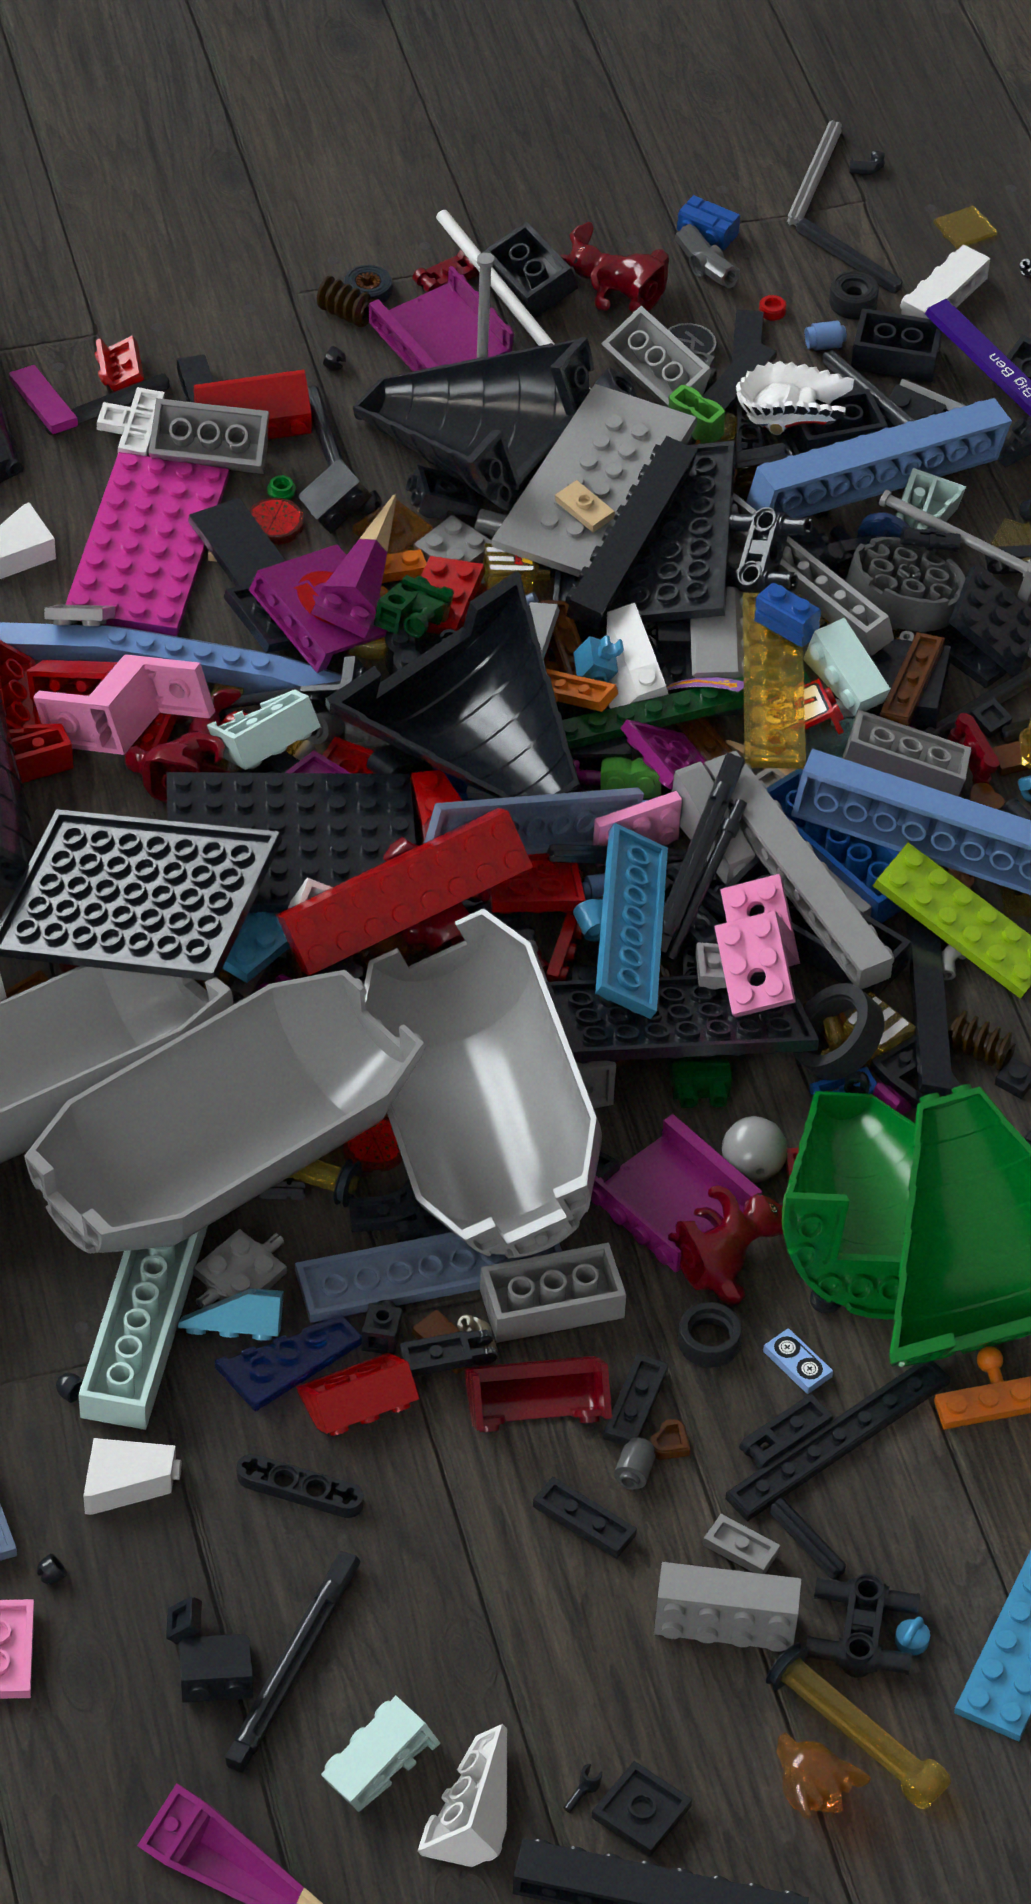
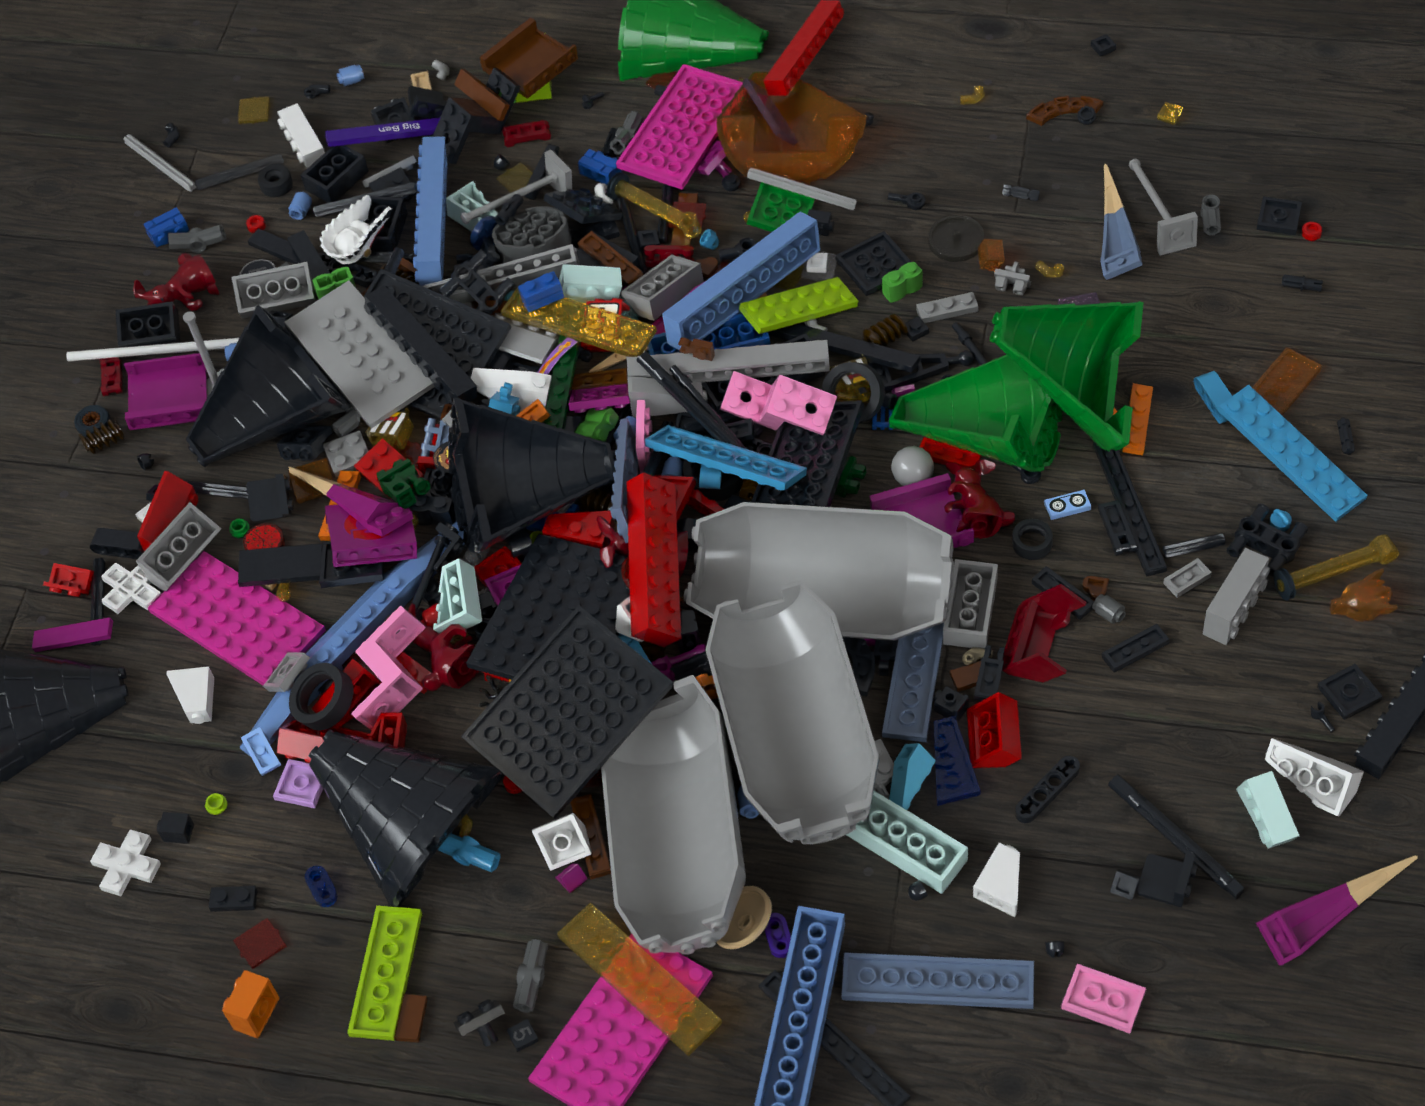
camera: 55 degrees left, 5 degrees up
(34, 671) = (336, 707): none -> black tyre
(203, 569) = (283, 593): none -> clear yellow arm
(584, 506) = (383, 362): tan plate -> none
(709, 966) = (773, 433): light grey plate -> none
(784, 819) = (701, 349): none -> reddish brown plate

